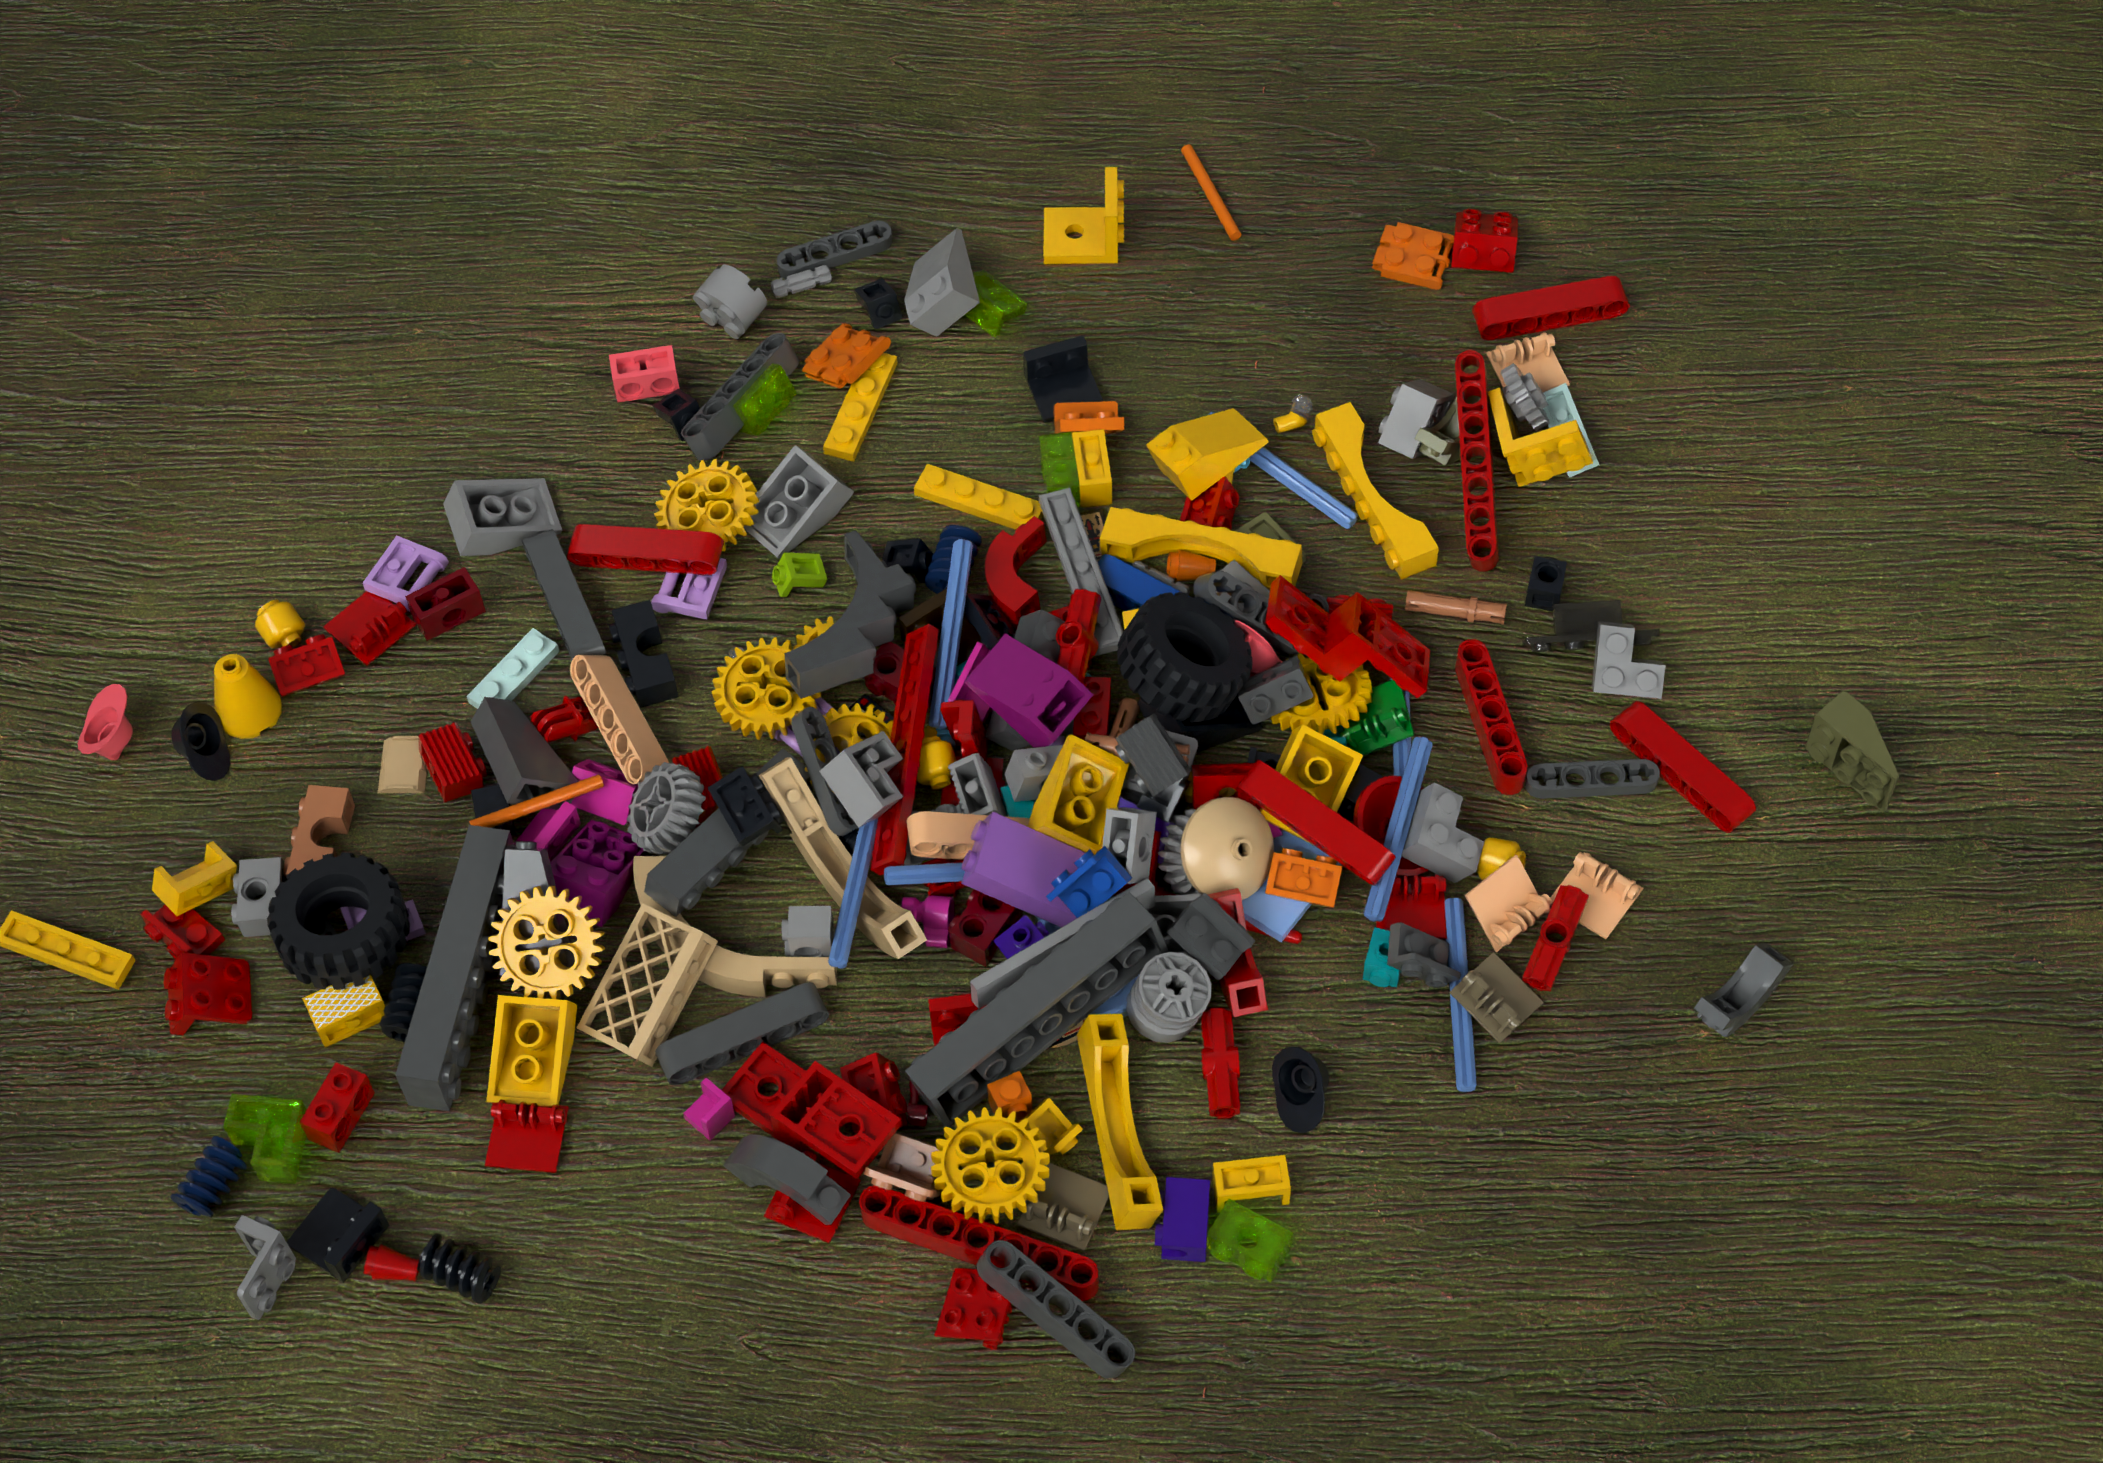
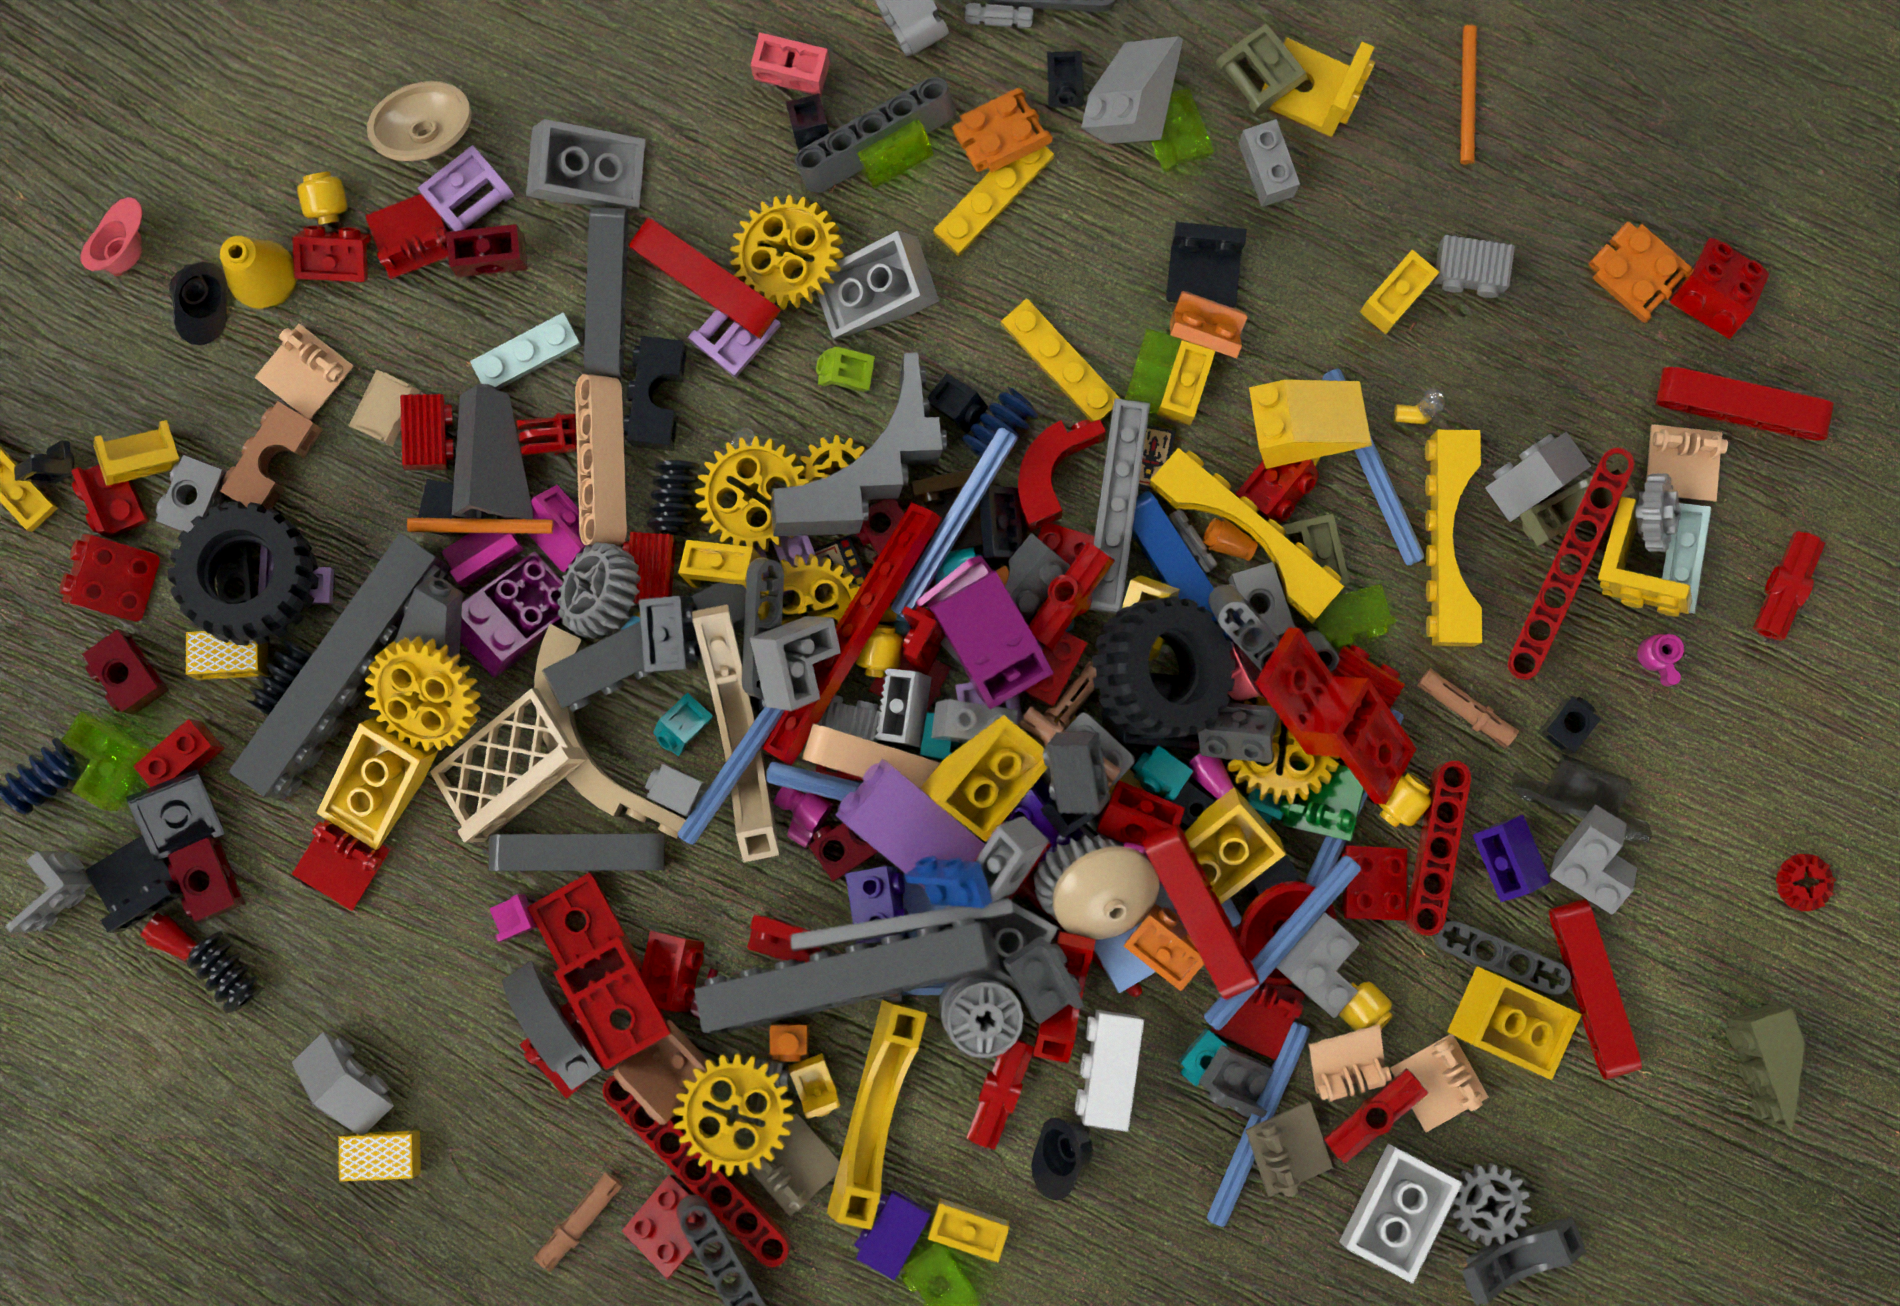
camera: 25 degrees right, 25 degrees up
(114, 924) = (47, 467): none -> black bracket
(244, 1046) = (143, 681): none -> dark red brick
(318, 760) = (303, 371): none -> light nougat hinge
(343, 533) = (419, 121): none -> tan dish
(356, 1151) = (175, 814): none -> black plate
(397, 1182) = (223, 891): none -> dark red brick
(615, 1307) = (340, 1084): none -> light grey brick
(674, 1358) = (379, 1155): none -> yellow panel
(696, 719) = (672, 497): none -> black piece
(763, 745) = (715, 563): none -> yellow panel
(787, 890) = (681, 724): none -> teal bracket
(886, 1353) = (569, 1232): none -> nougat pin
(1039, 224) = (1270, 61): none -> olive plate
(1076, 293) = (1269, 163): none -> light grey brick
(1225, 748) = (1161, 773): none -> teal brick
(1230, 338) = (1399, 291): none -> yellow panel
(1266, 738) = (1211, 775): none -> dark pink cone
(1280, 298) = (1474, 265): none -> light grey brick
(1306, 992) = (1109, 1070): none -> white brick
(1329, 575) = (1356, 614): none -> clear neon green bracket
(1443, 693) = (1406, 802): none -> yellow head
(1457, 765) = (1380, 885): none -> red hinge
(1554, 695) = (1511, 858): none -> dark purple brick
(1588, 503) = (1660, 654): none -> dark pink piece
(1619, 1001) = (1400, 1213): none -> white brick
(1629, 818) = (1514, 1023): none -> yellow slope
(1662, 416) = (1789, 585): none -> red piece
(1689, 953) = (1504, 1201): none -> light grey gear
(1805, 631) = (1793, 870): none -> red gear

